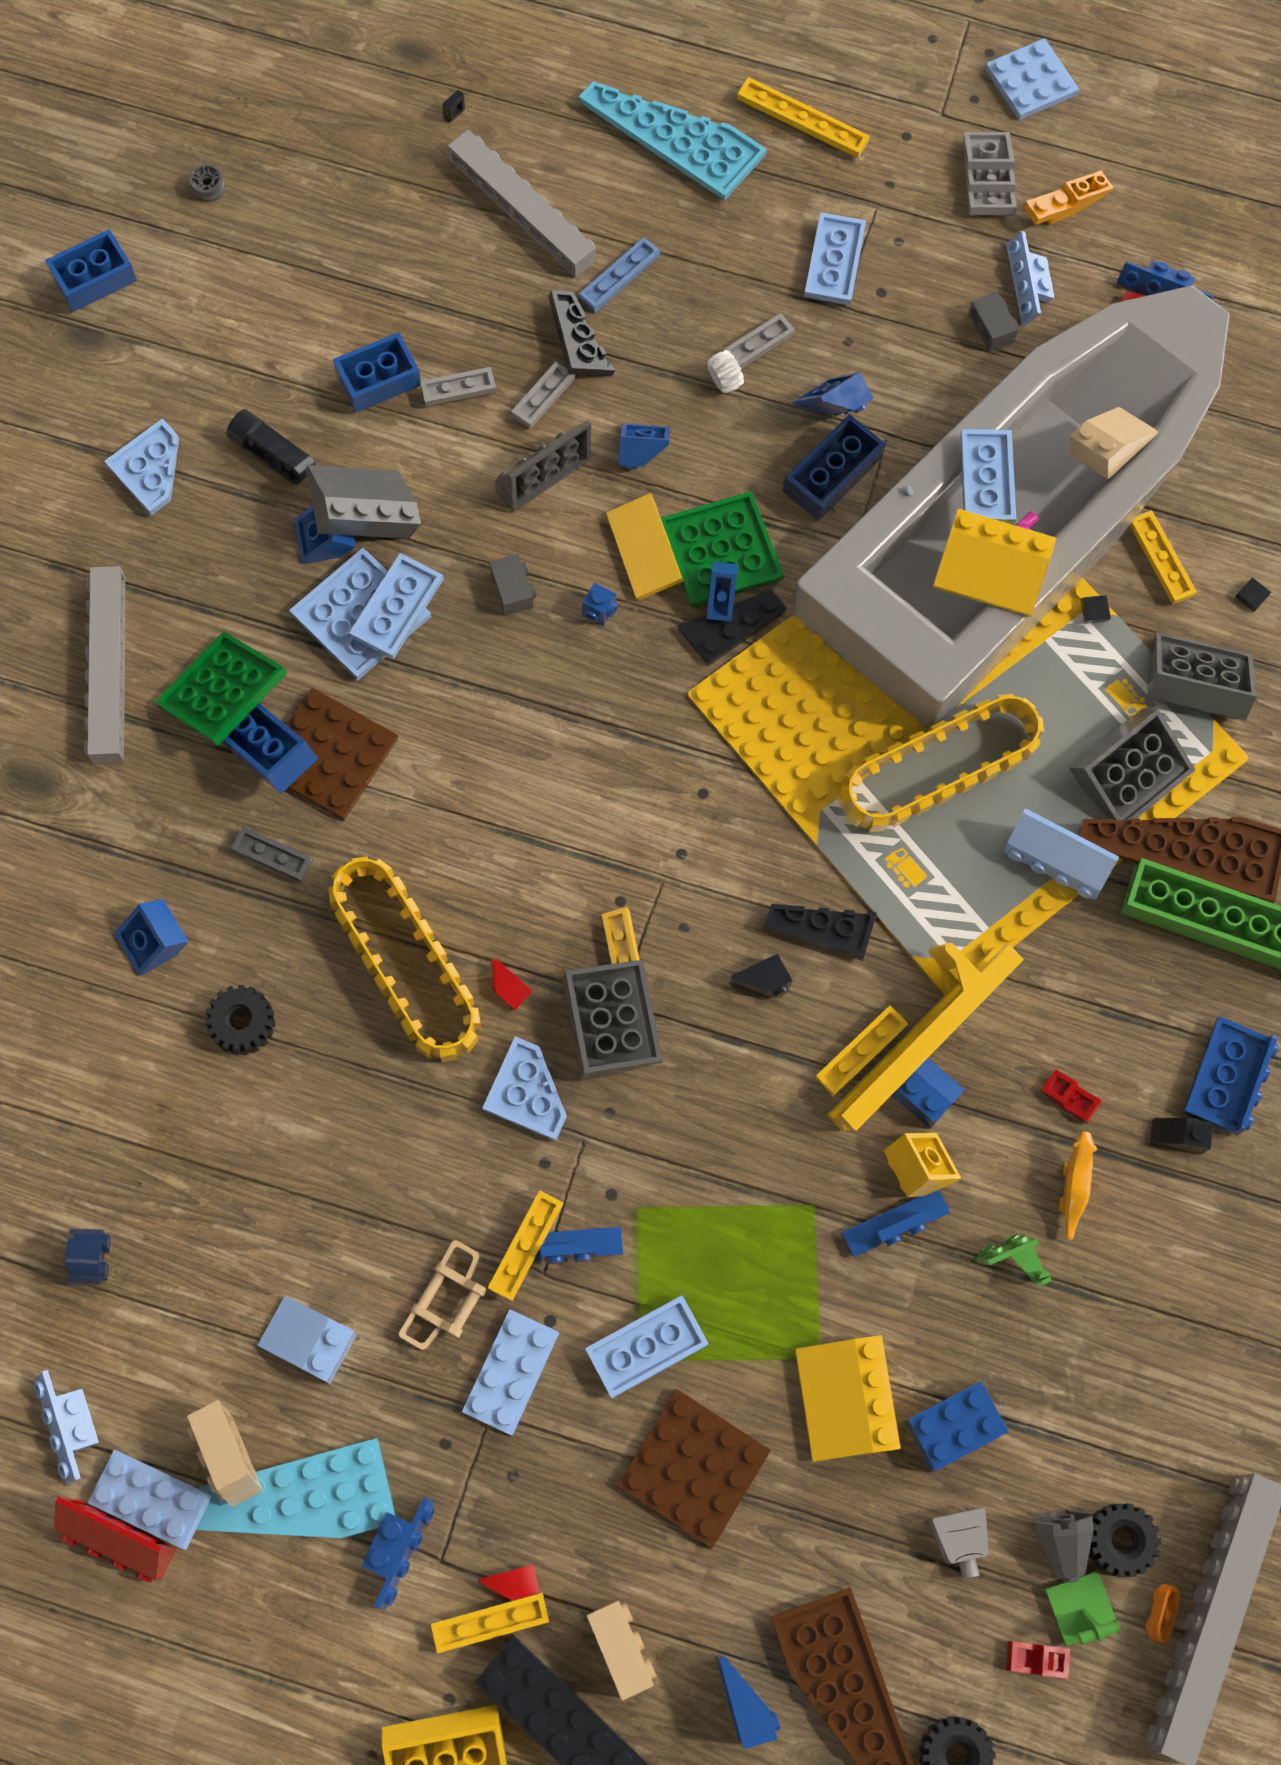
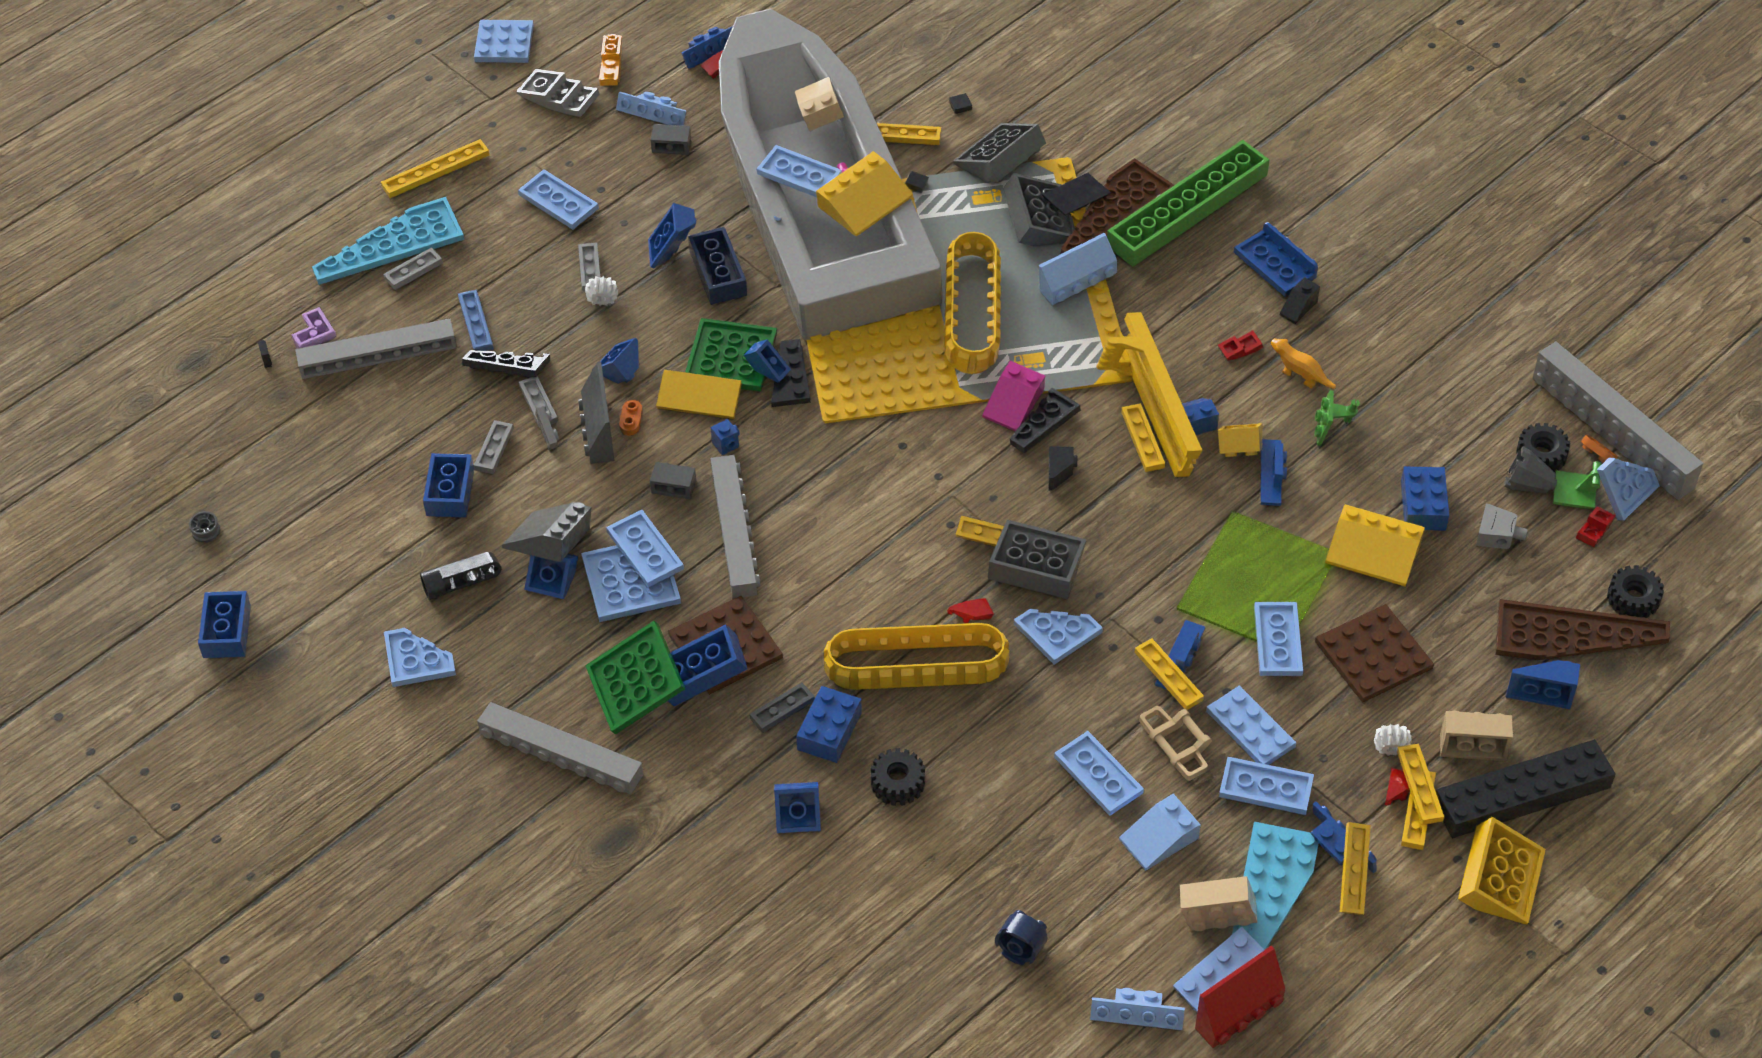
camera: 55 degrees left, 20 degrees down
(270, 913) = (829, 724): none -> blue brick
(355, 1232) = (1098, 773): none -> light blue plate
(356, 1588) = (1355, 868): none -> yellow plate
(433, 1429) = (1266, 785): none -> light blue plate
(484, 678) = (734, 527): none -> light grey brick
(501, 427) = (544, 419): none -> light grey plate
(510, 137) = (318, 330): none -> lavender brick
(515, 1612) = (1420, 784): none -> yellow plate
(566, 1550) = (1390, 738): none -> white gear
(578, 497) = (631, 417): none -> orange plate
(651, 175) = (413, 268): none -> light grey plate
(834, 878) = (1014, 396): none -> dark pink slope
(1115, 1676) = (1626, 485): none -> light blue plate
(1182, 794) = (1076, 194): none -> black window

